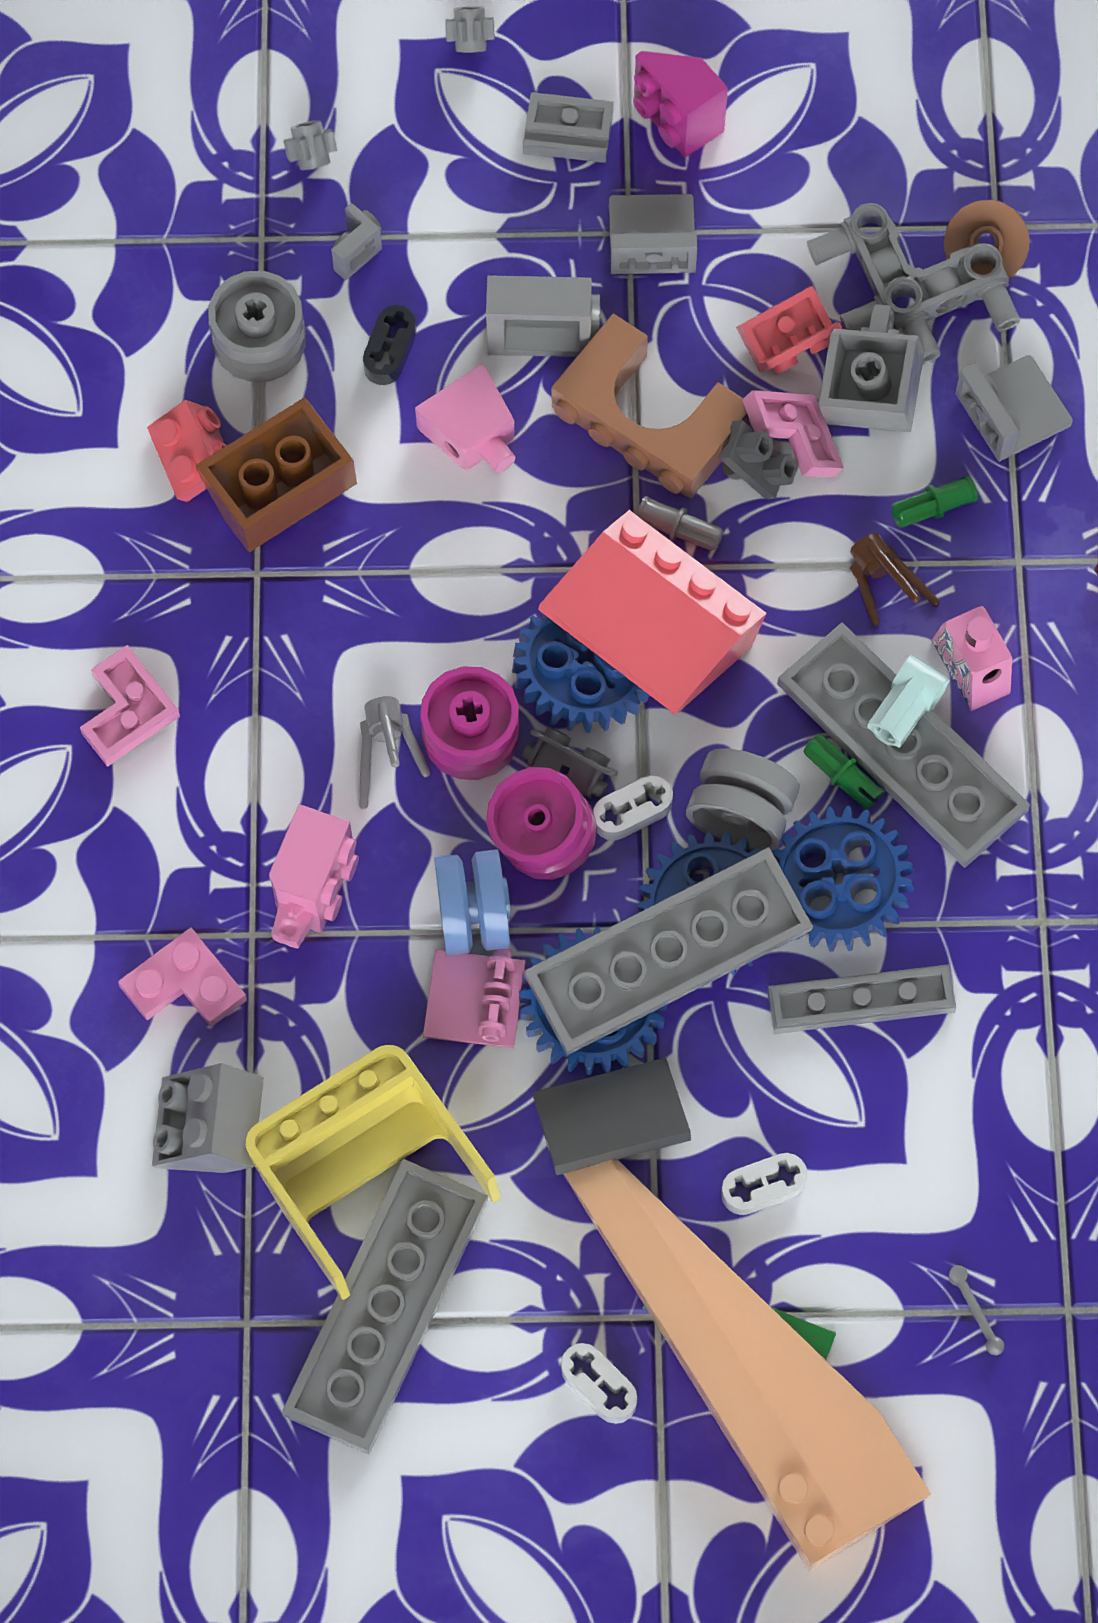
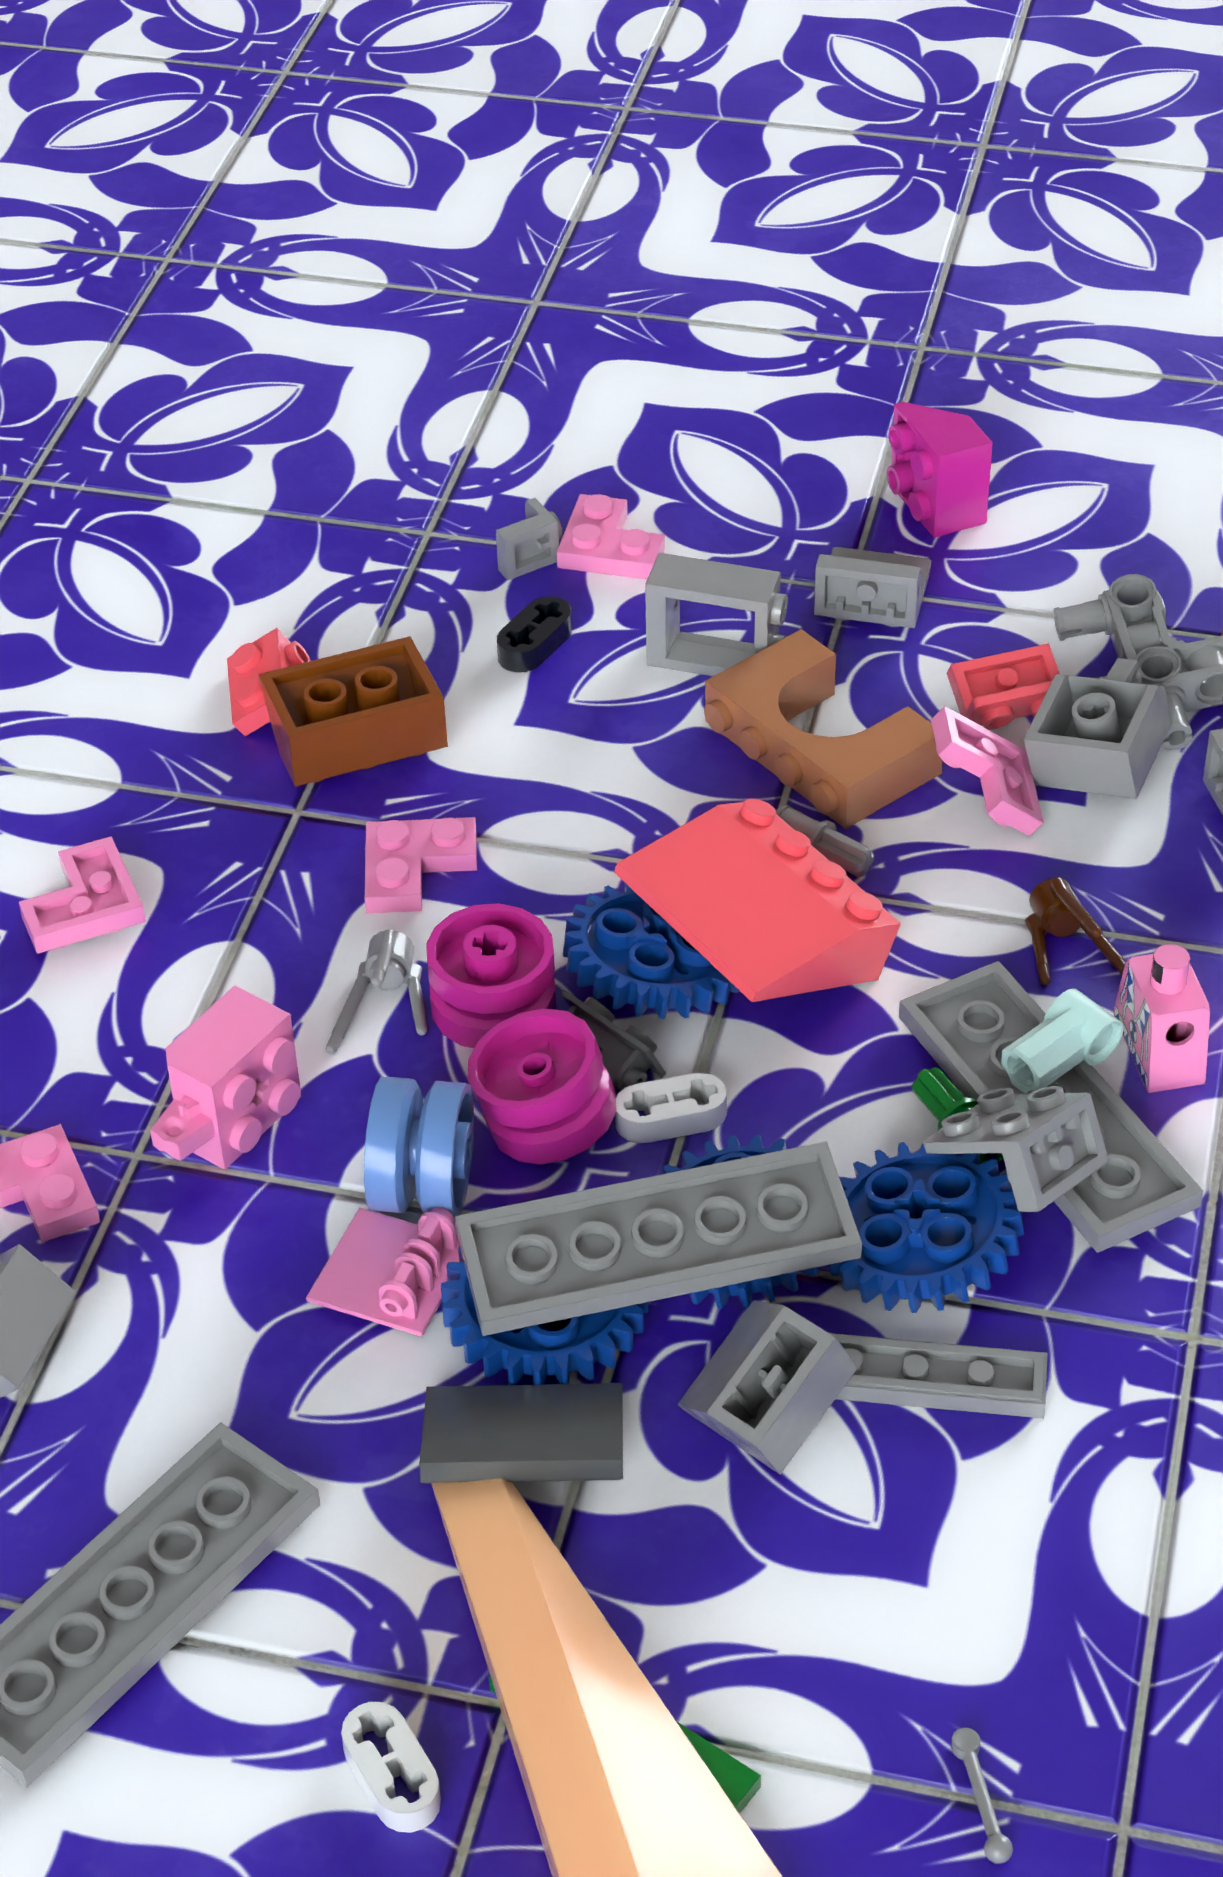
camera: 15 degrees right, 25 degrees down
(257, 326) = (387, 585): light grey wheel -> none
(310, 145) = (510, 455): light grey gear -> none
(350, 1134) = (159, 1378): light yellow windscreen -> none
(356, 602) = (404, 850): none -> bright pink plate
(410, 229) = (599, 544): none -> bright pink plate
(469, 421) = (598, 706): bright pink torso -> none
(470, 29) = (722, 392): light grey gear -> none
(568, 127) = (805, 486): light grey plate -> none
(743, 797) = (814, 1092): light grey wheel -> none
(755, 460) = (931, 788): dark grey hips -> none
(766, 1042) = (769, 1383): none -> light grey slope
(767, 1194) = (712, 1563): white beam -> none
(901, 797) = (1044, 1137): none -> light grey bracket
(934, 501) = (1150, 870): green axle -> none

